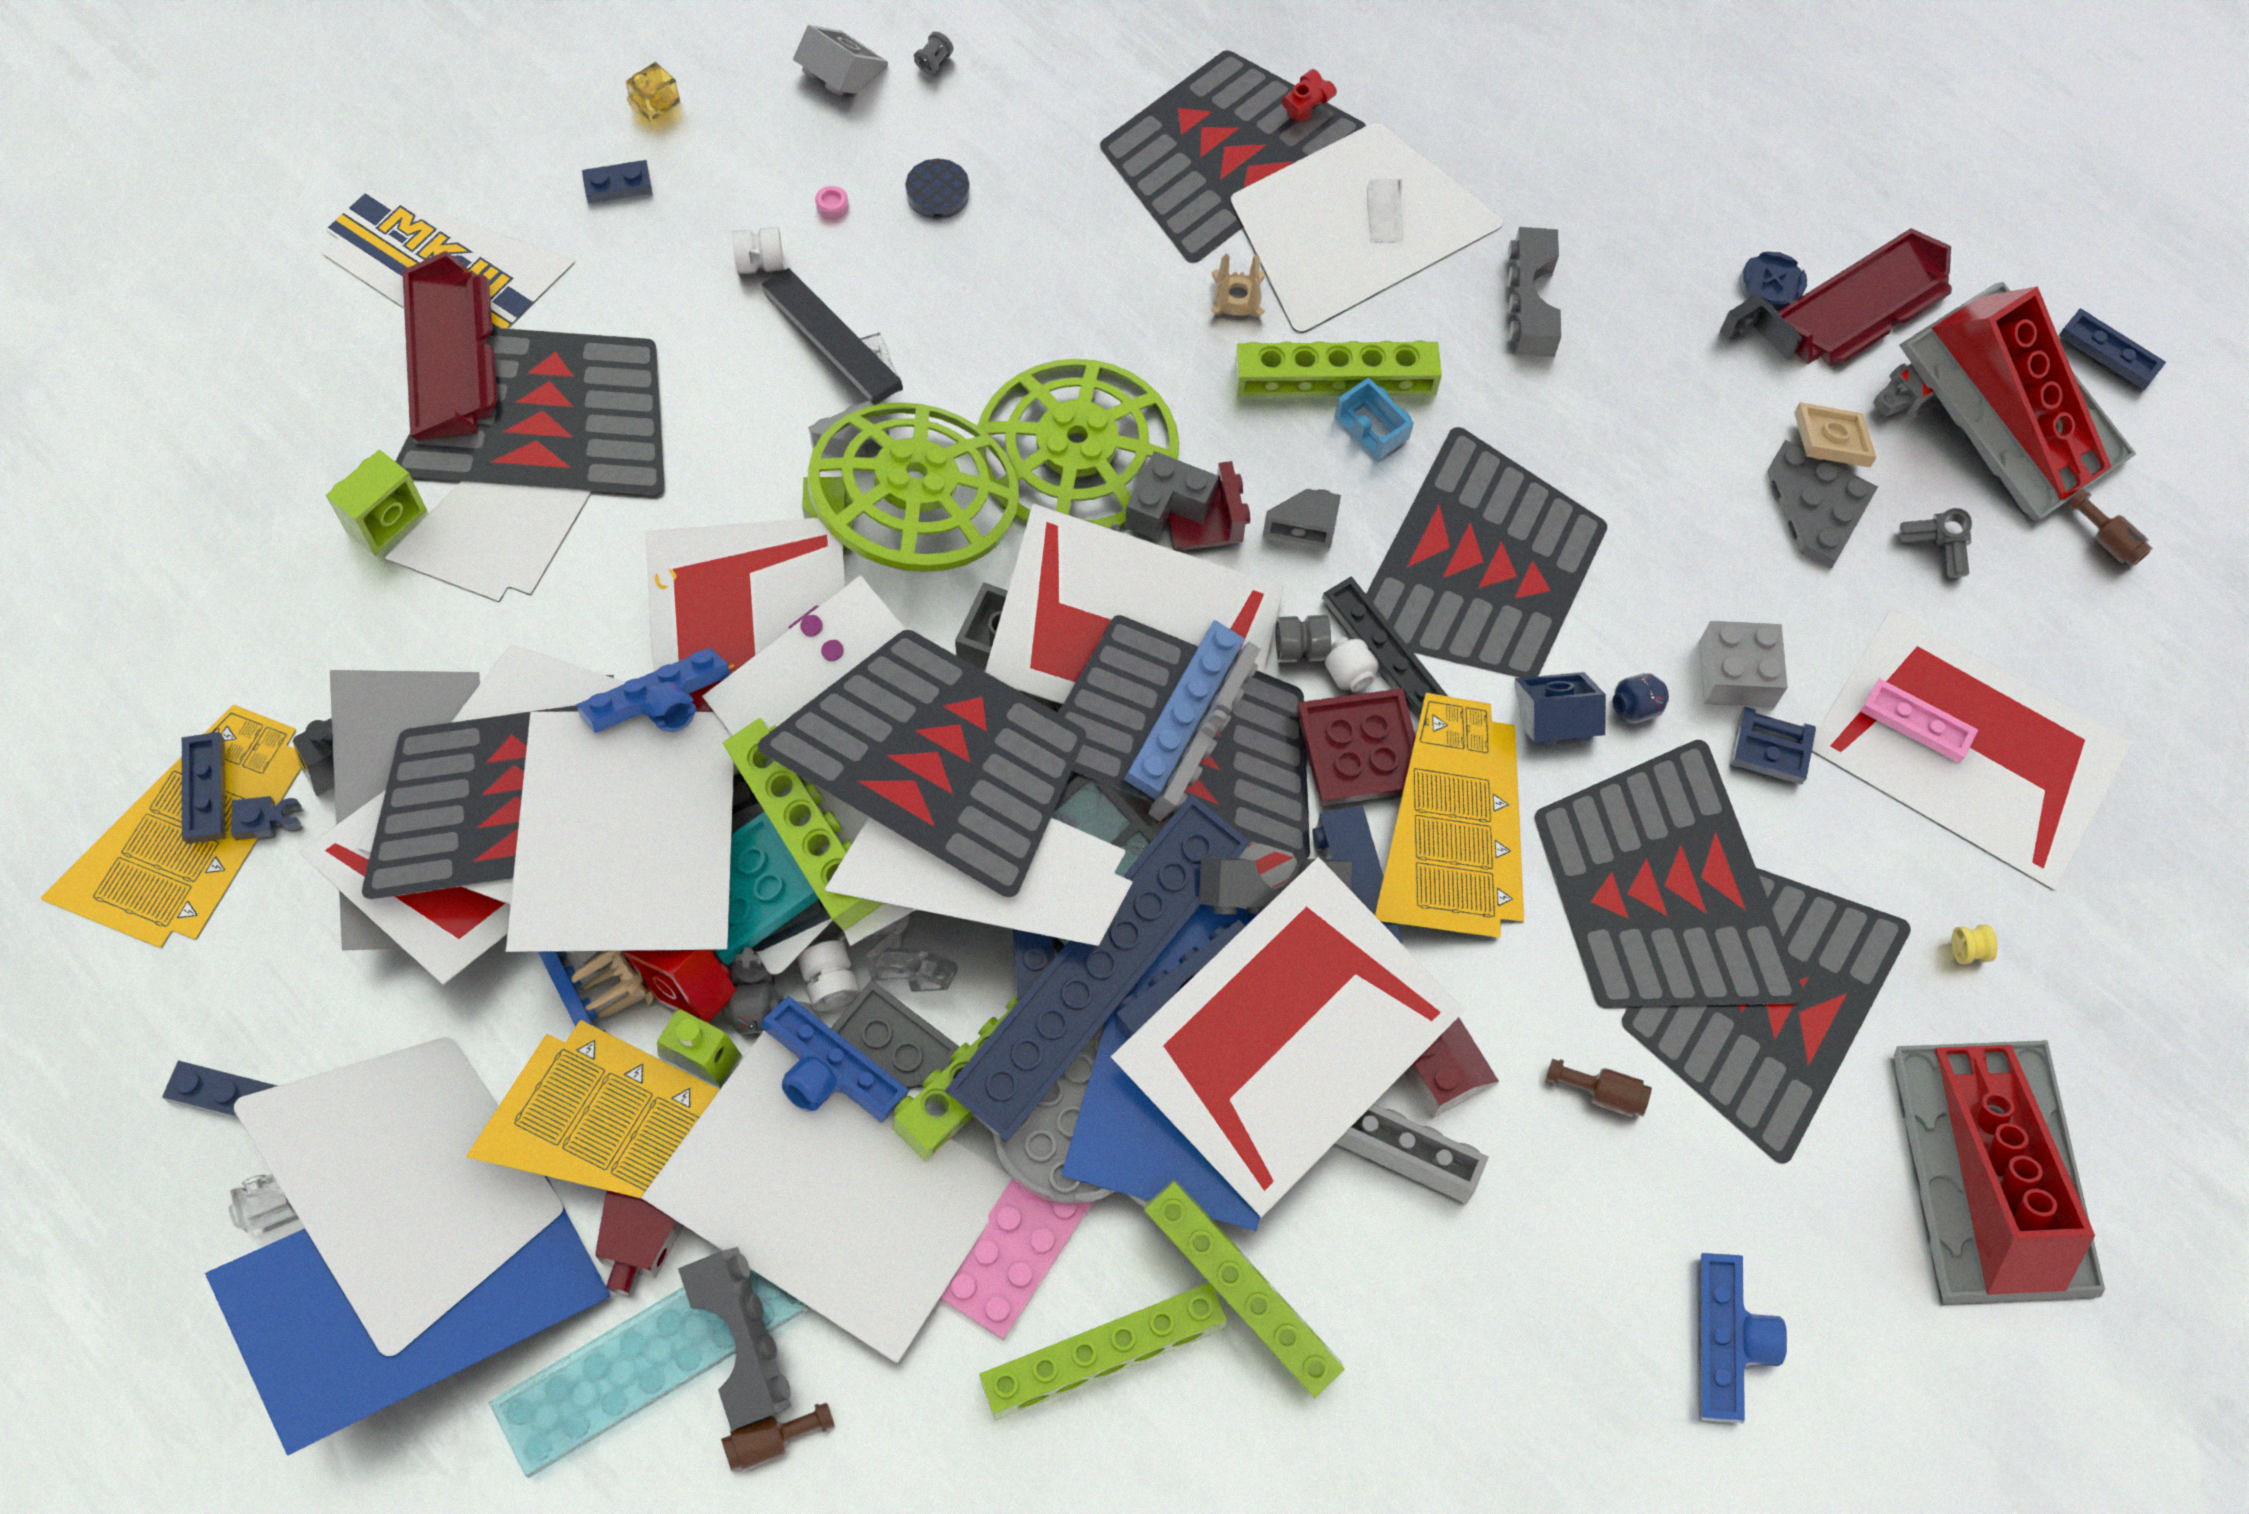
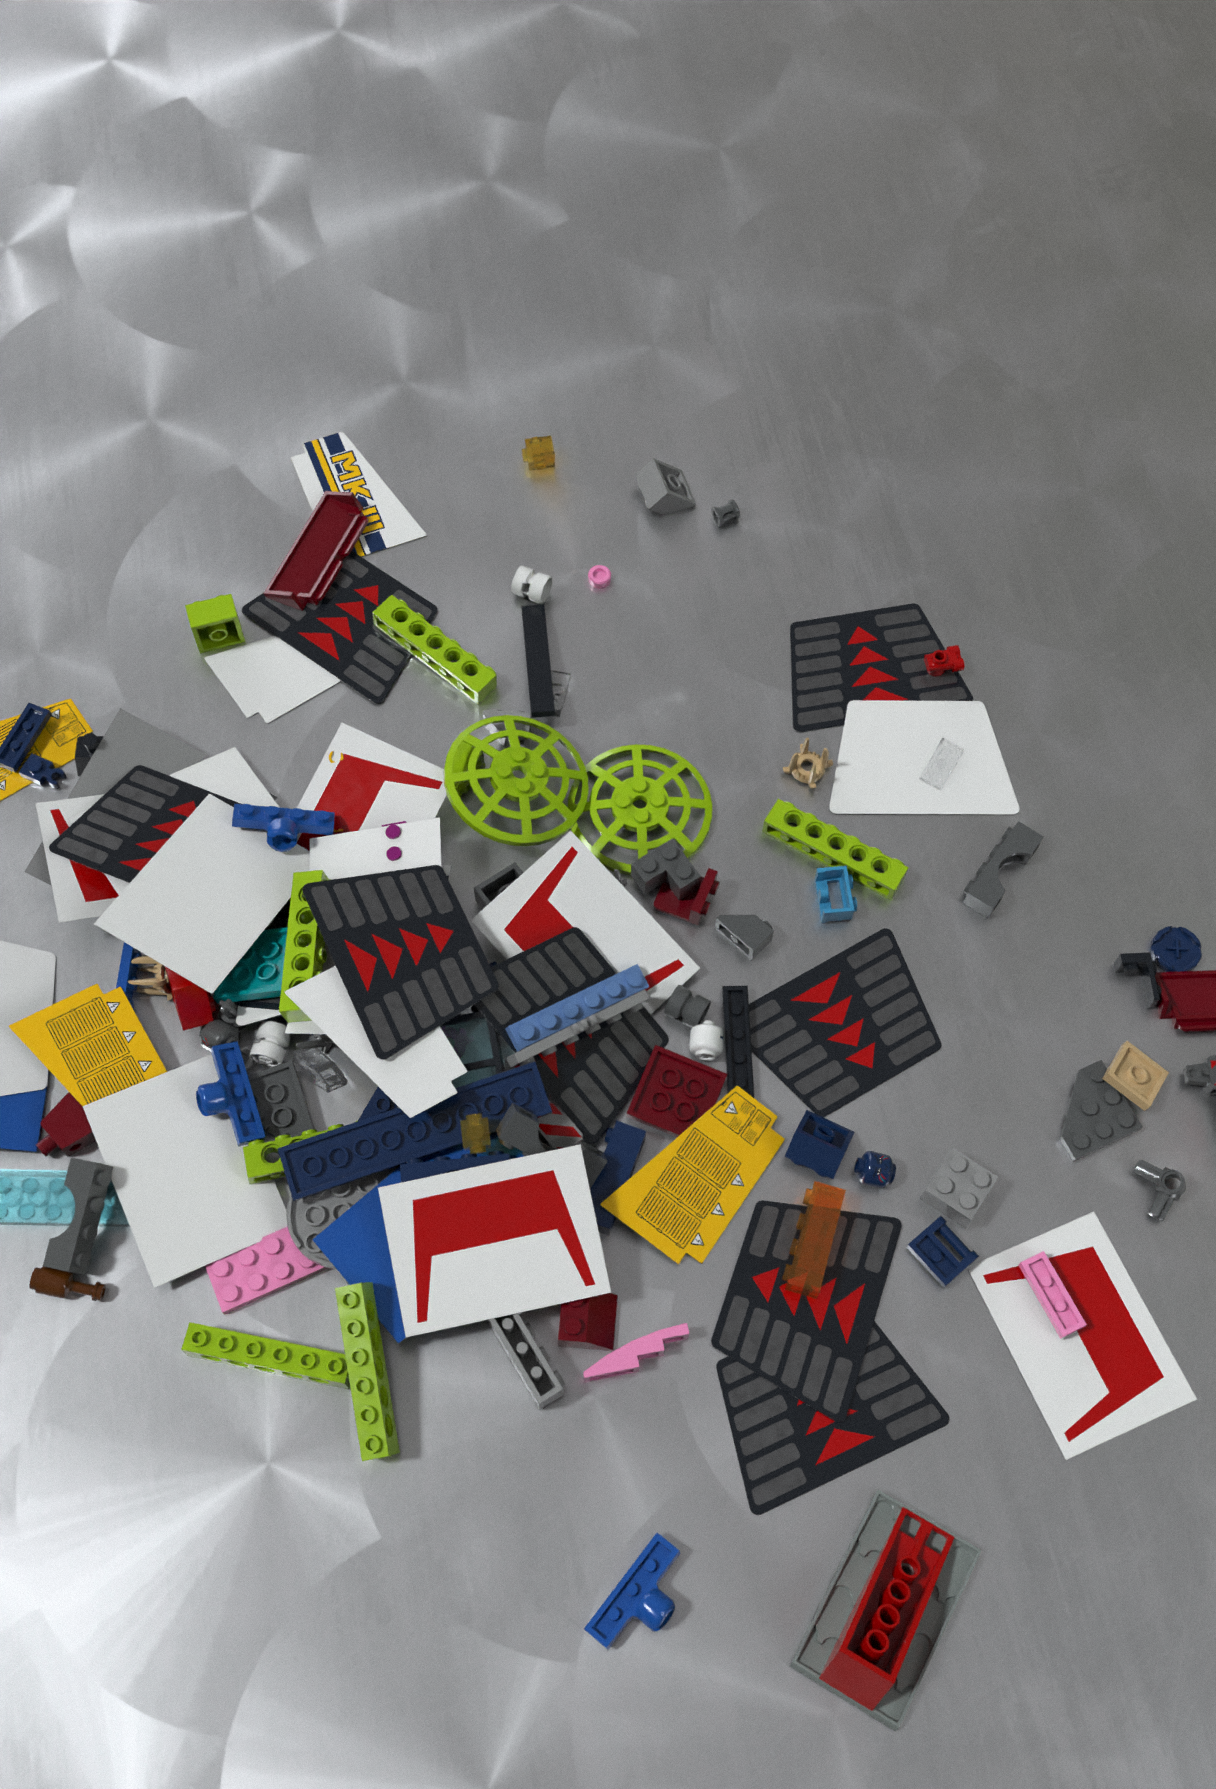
camera: 35 degrees right, 0 degrees up
(617, 181) = (483, 498): dark blue plate -> none
(693, 1047) = (170, 1038): lime torso -> none
(705, 398) = (475, 687): none -> lime brick
(937, 187) = (669, 600): tile -> none
(1185, 919) = (475, 1133): none -> clear yellow brick
(1527, 1073) = (626, 1358): none -> bright pink slope
(1608, 1088) = (674, 1396): reddish brown piece -> none
(1633, 815) = (815, 1239): none -> clear orange brick
(1974, 944) = (979, 1459): light yellow wheel -> none

